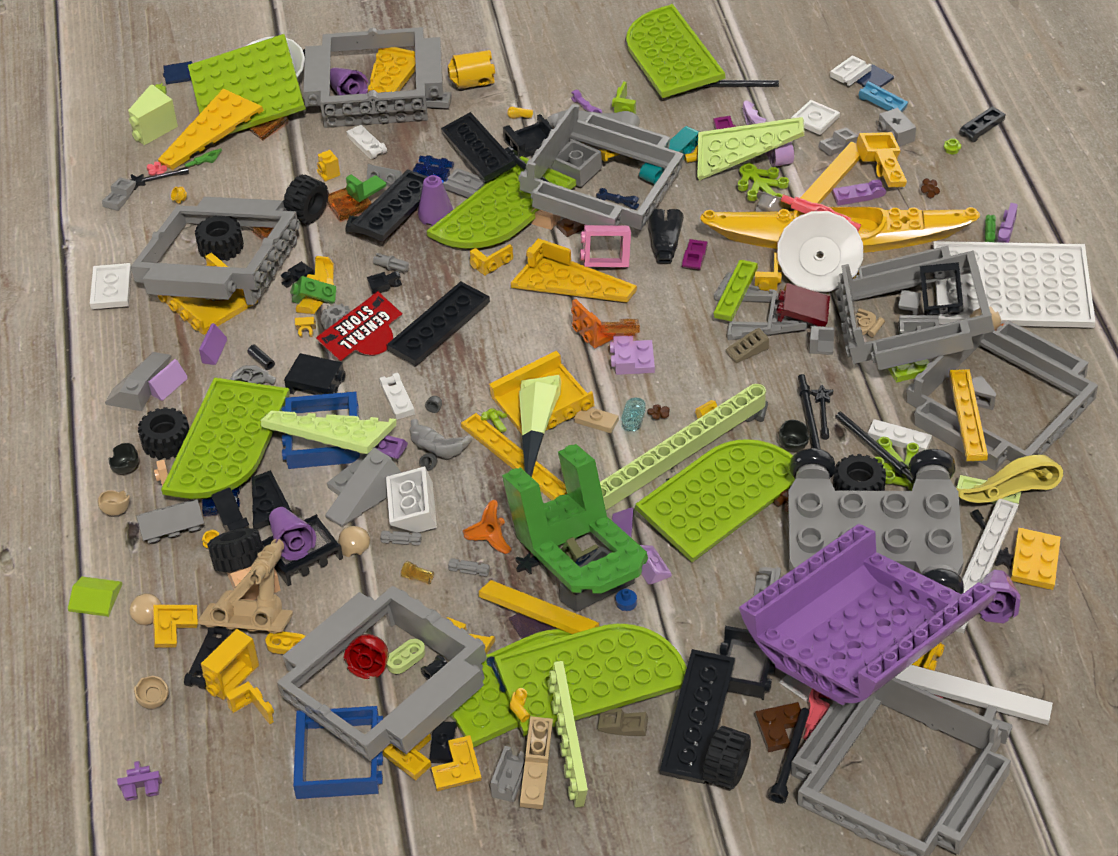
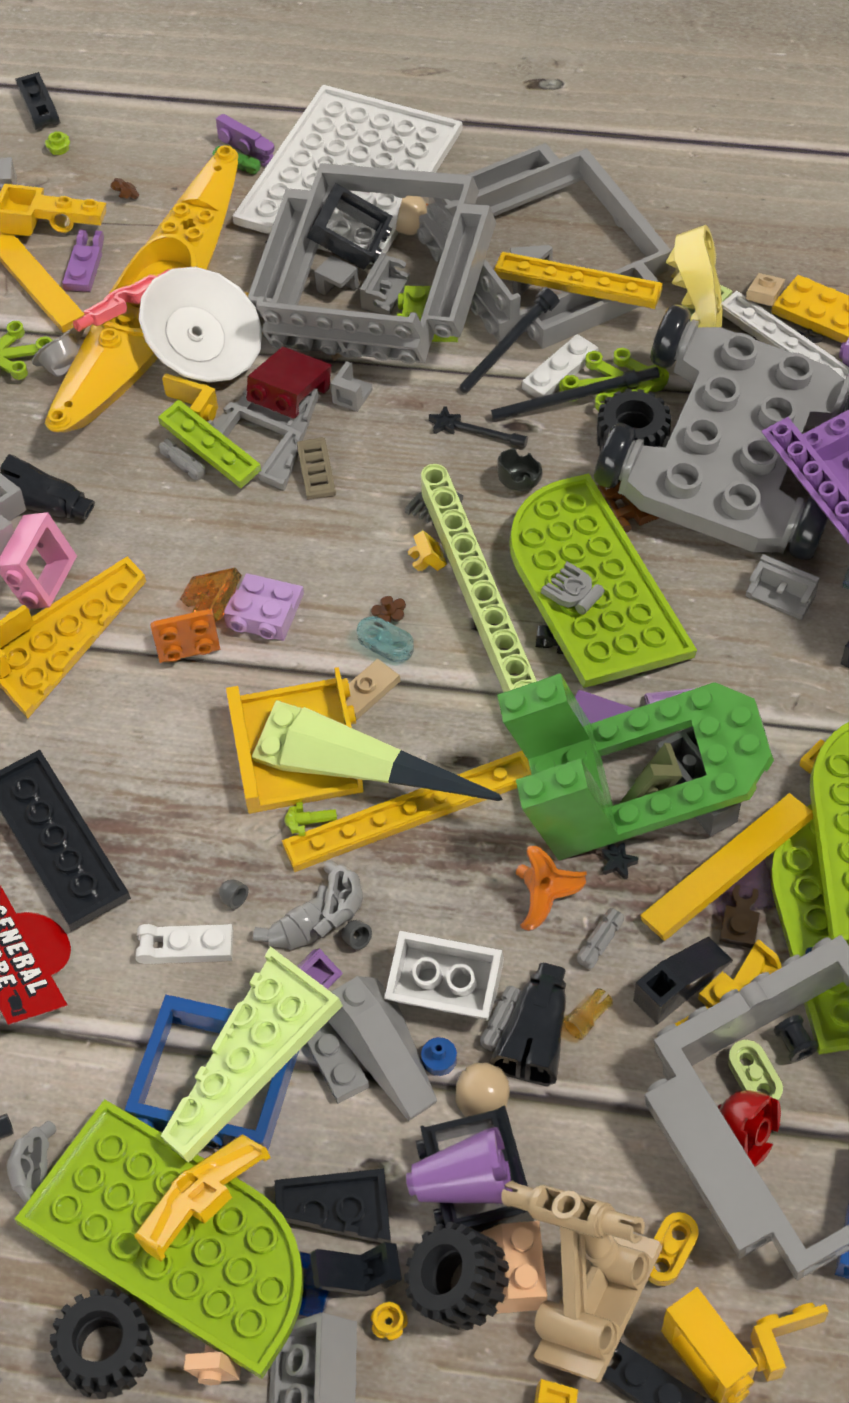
camera: 70 degrees left, 10 degrees up
(244, 433) = (198, 1193): none -> yellow plate
(315, 374) = (84, 1054): black panel -> none
(368, 518) = (439, 1056): none -> blue tile
(395, 551) = (533, 1035): none -> black piece
(452, 604) = (679, 978): none -> black slope
(505, 626) = (739, 922): none -> dark brown plate
(695, 254) = (96, 474): magenta slope -> none
(700, 482) = (576, 589): none -> light grey piece
(805, 392) = (434, 436): black bar -> none
(935, 402) = (544, 301): none -> black piece
(1030, 519) = (765, 289): none -> tan plate

